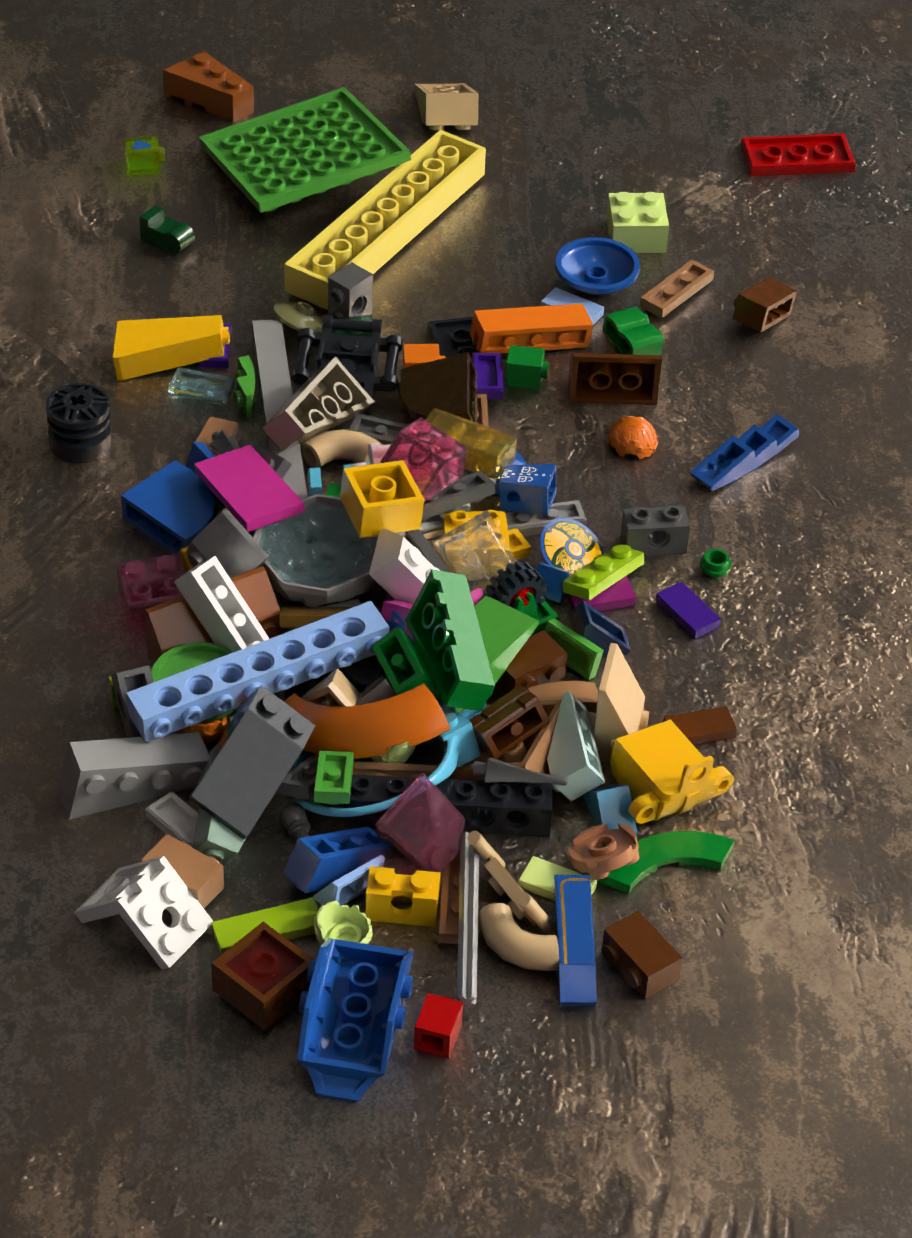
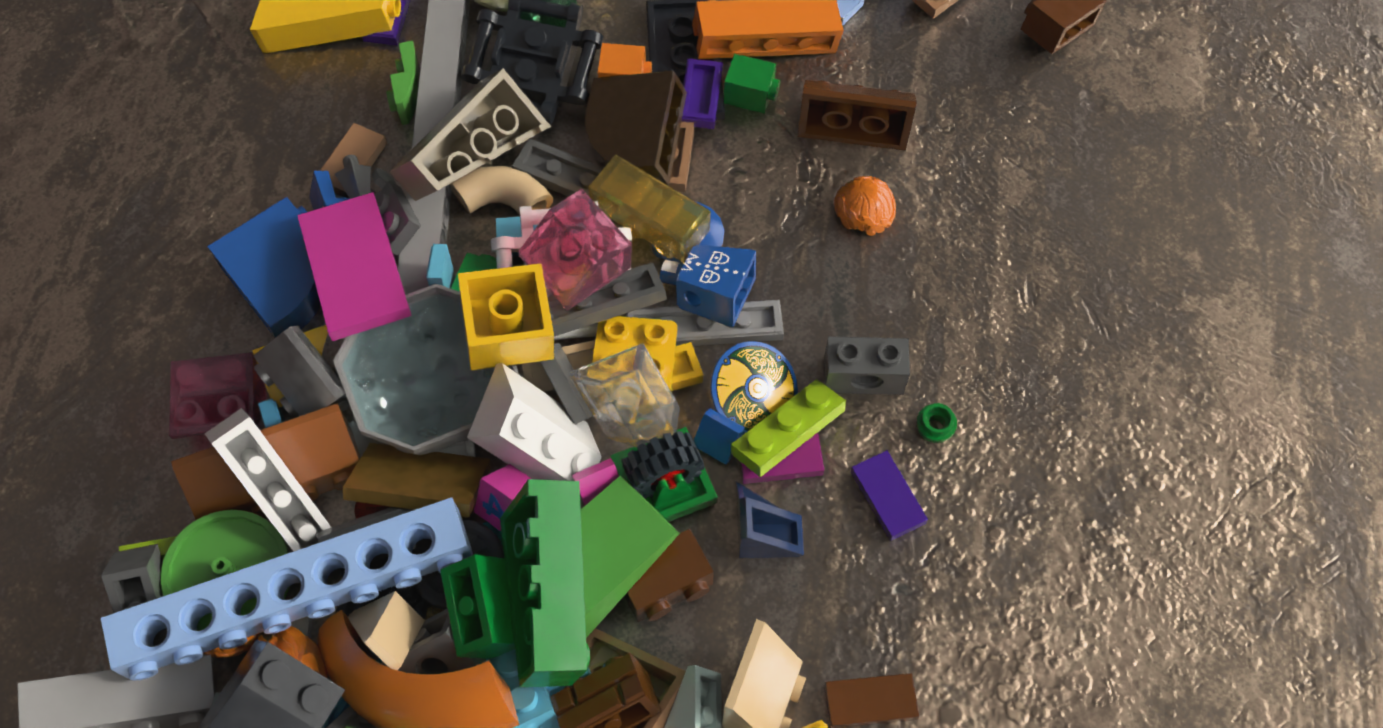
camera: 10 degrees right, 20 degrees up
(79, 423) = (187, 124): black wheel -> none
(201, 386) = (353, 75): clear light blue plate -> none
(582, 654) = (725, 553): bright green tile -> none
(584, 691) = (698, 635): medium nougat slope -> none
(632, 333) = (892, 45): green brick -> none
(745, 454) = (1003, 245): blue slope -> none

